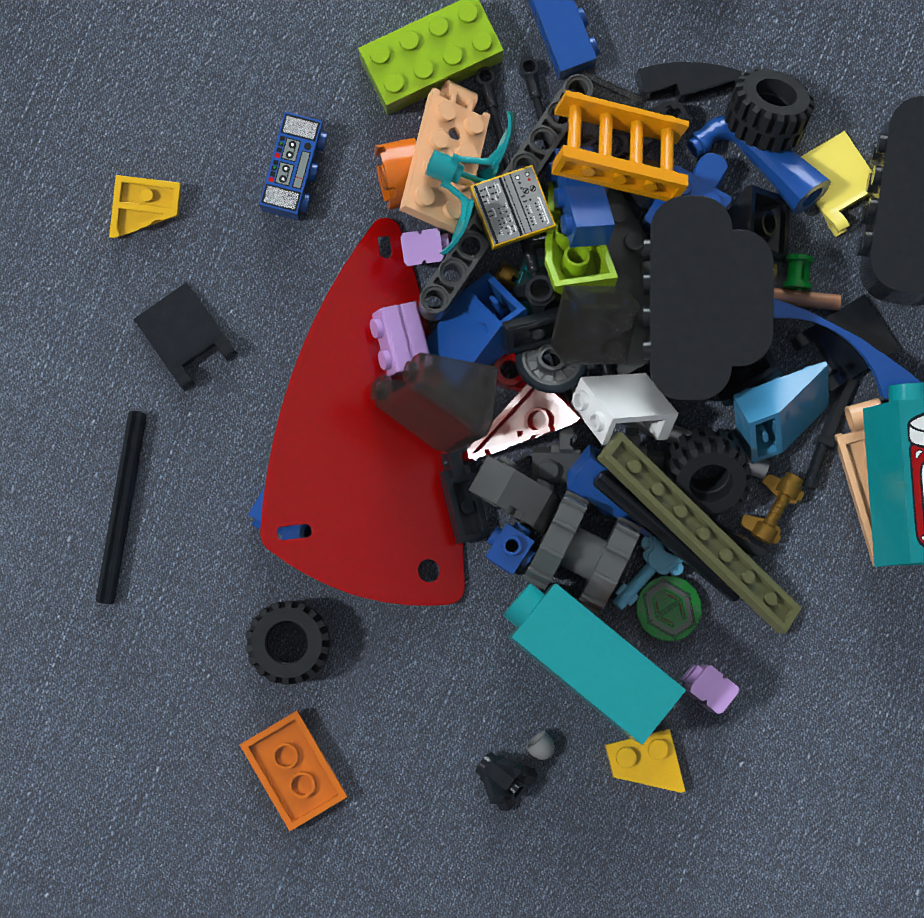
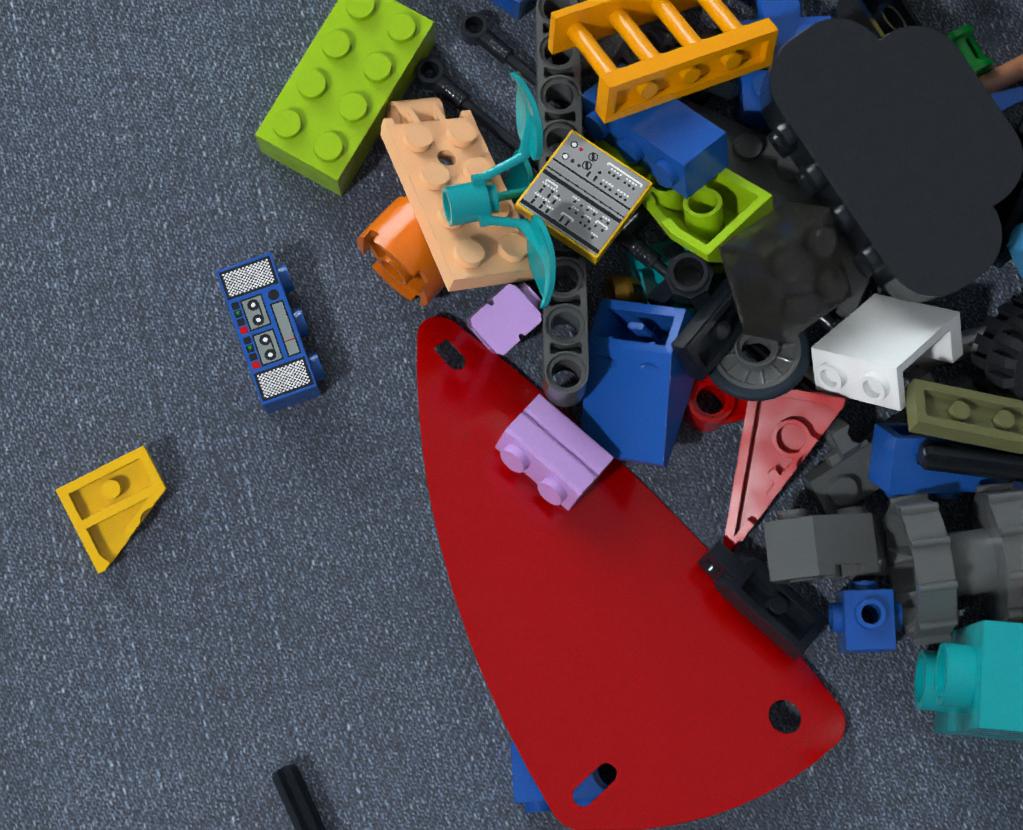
camera: 30 degrees left, 5 degrees down
(182, 332) = (270, 629): black flag -> none
(440, 400) = (669, 491): clear smoke windscreen -> none

